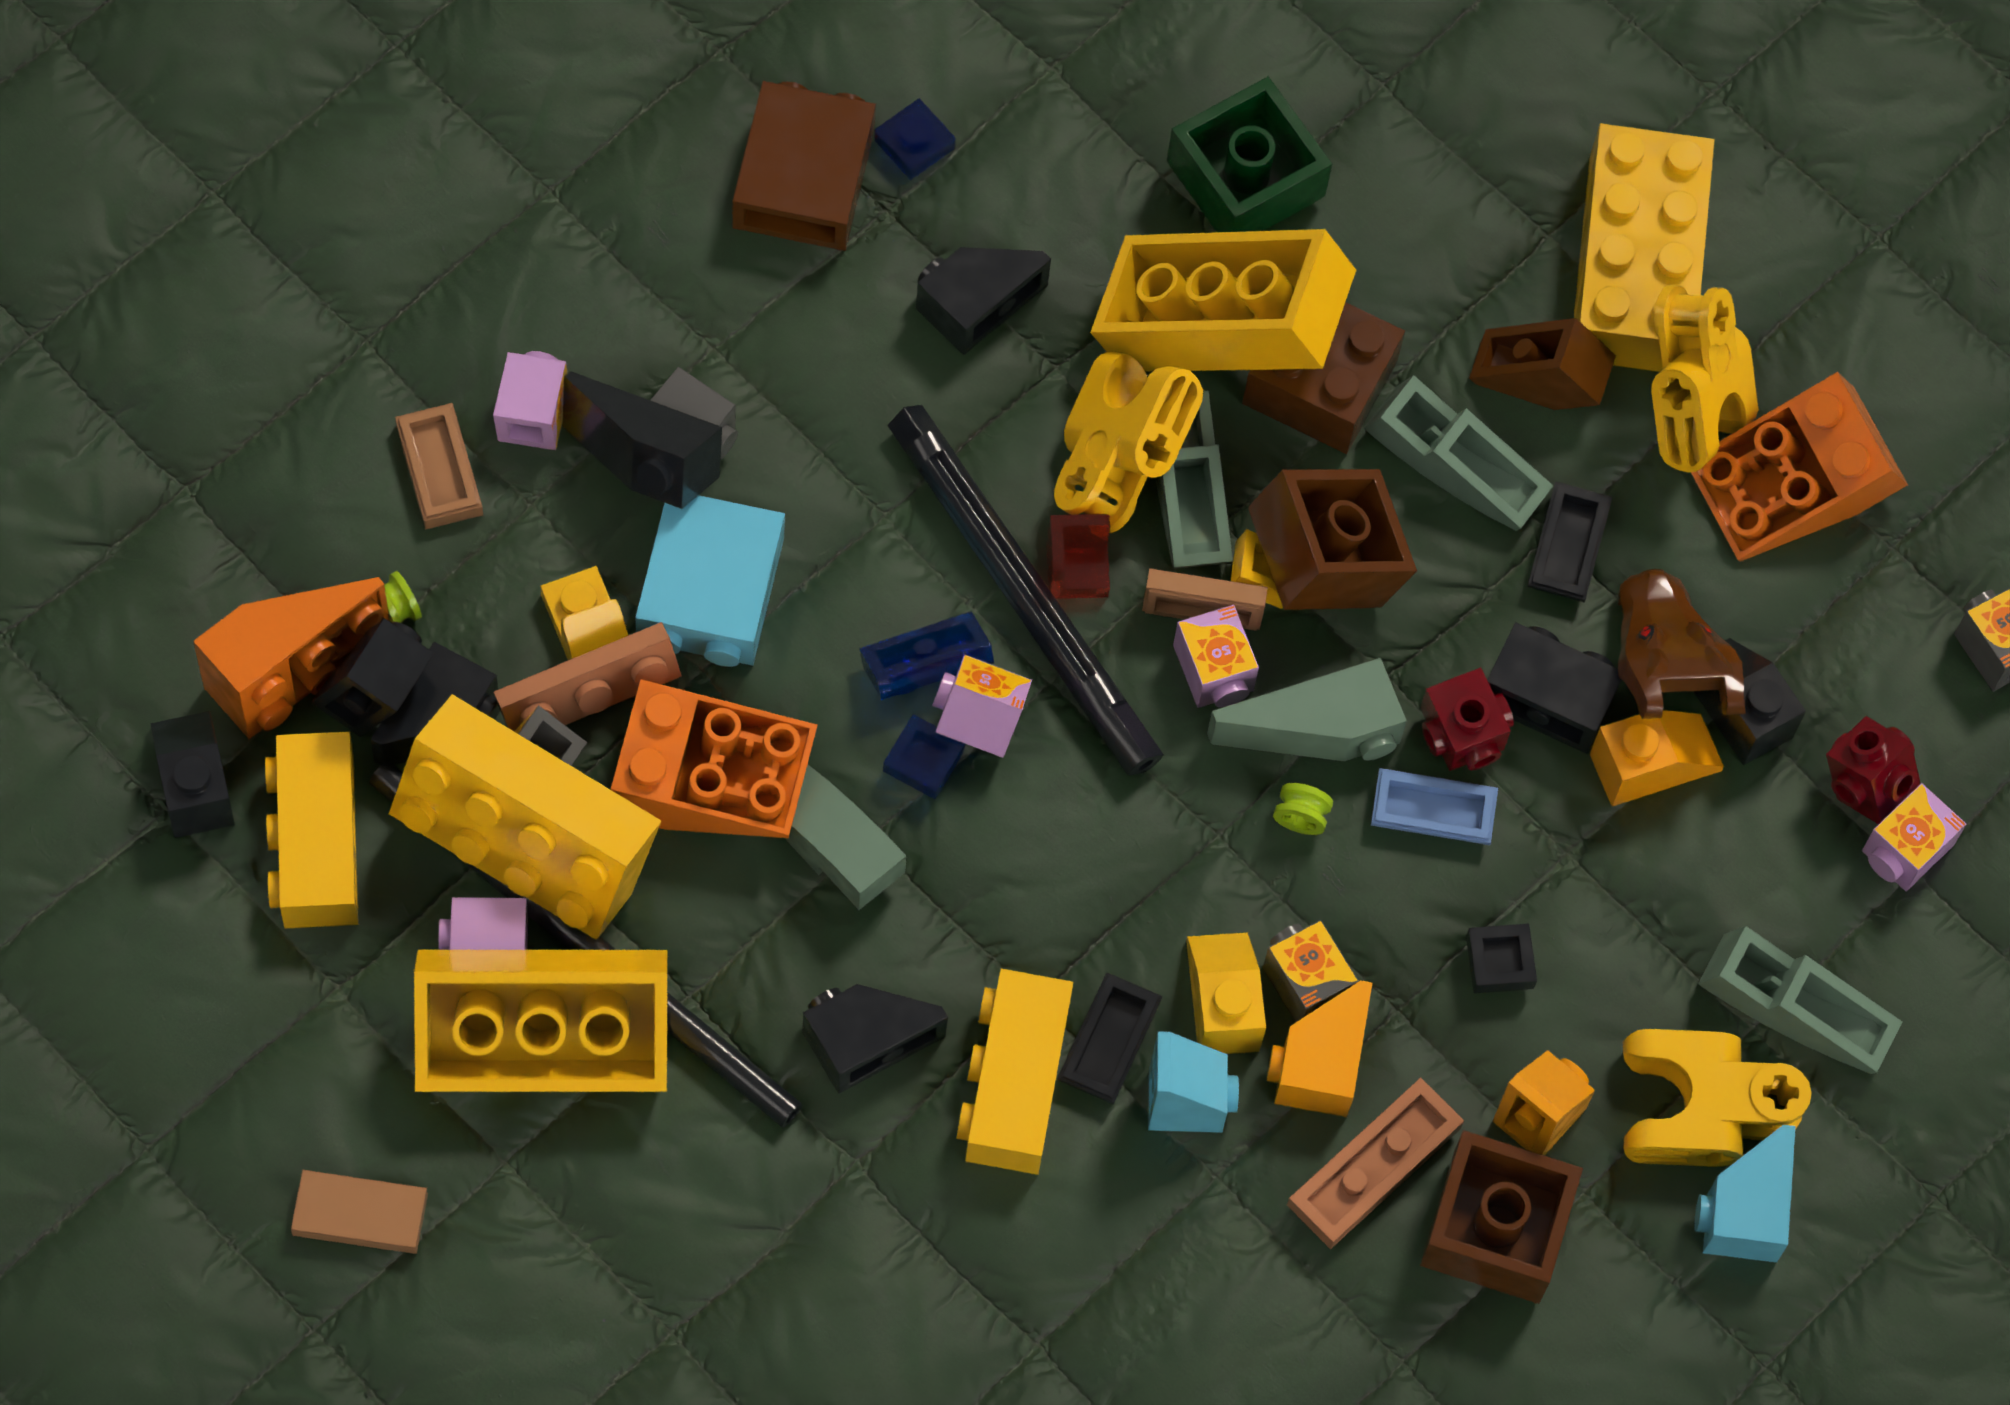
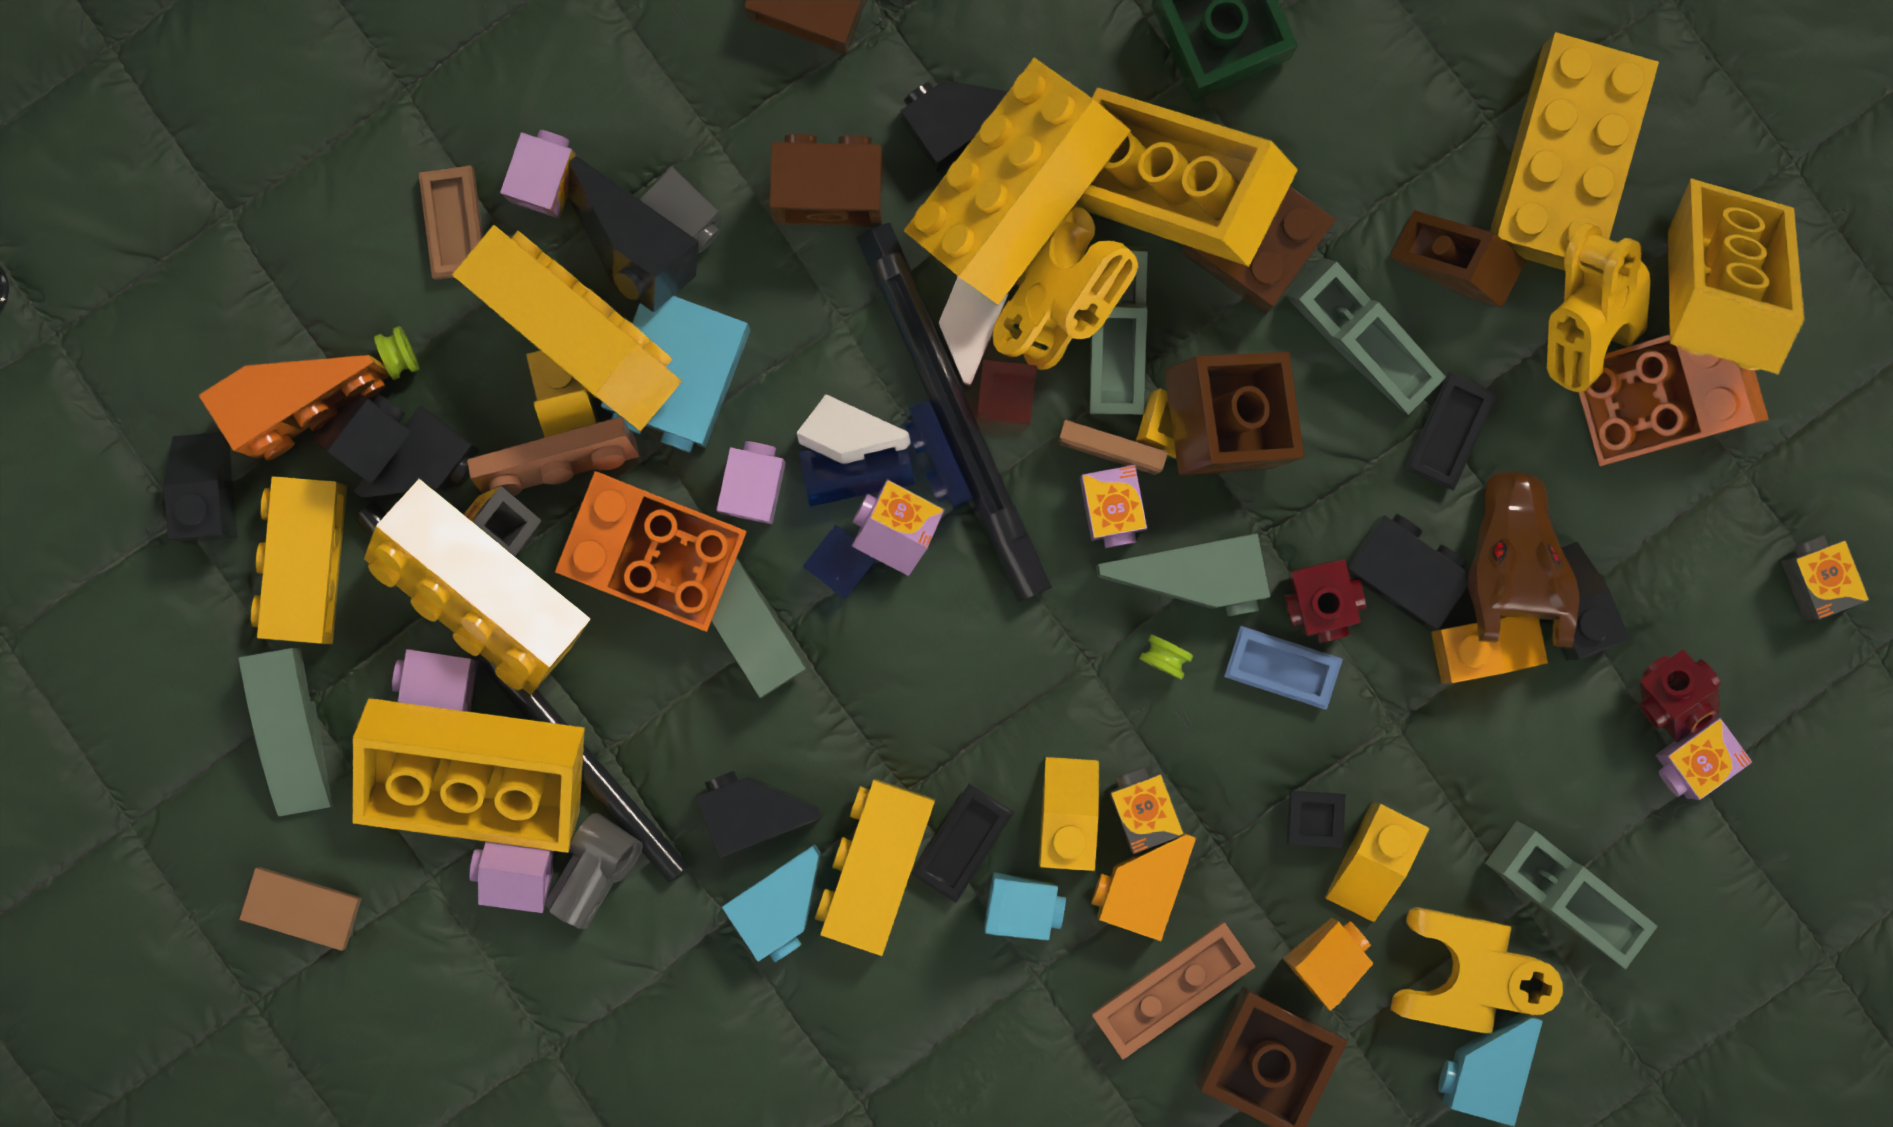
camera: 15 degrees right, 20 degrees up
(322, 1013) = (286, 730): none -> sand green slope
(593, 527) = (570, 324): none -> yellow brick
(604, 1129) = (512, 876): none -> lavender brick
(699, 1102) = (599, 858): none -> dark grey piece
(814, 683) = (751, 483): none -> lavender brick
(850, 363) = (826, 181): none -> reddish brown brick
(908, 1130) = (776, 907): none -> medium azure slope
(912, 618) = (848, 432): none -> white tile
(1026, 497) = (968, 326): none -> white tile
(1026, 647) = (927, 435): none -> clear blue plate
(1056, 330) = (1016, 180): none -> yellow brick
(1578, 990) = (1376, 861): none -> yellow slope
(1836, 325) = (1734, 277): none -> yellow brick

